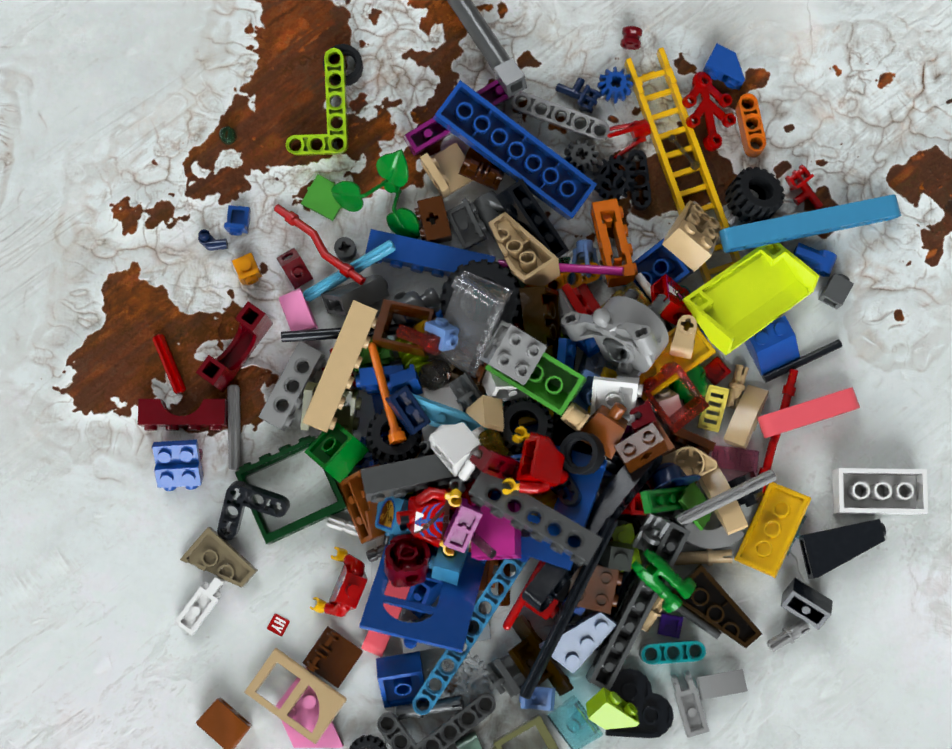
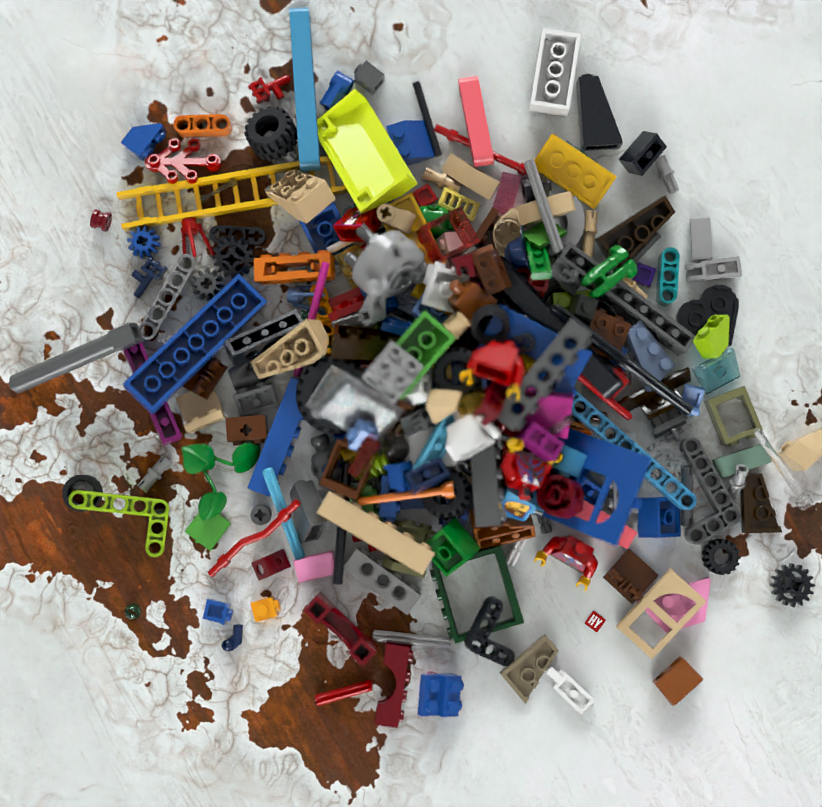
camera: 80 degrees left, 5 degrees up
(373, 134) = (154, 473): none -> light grey pin

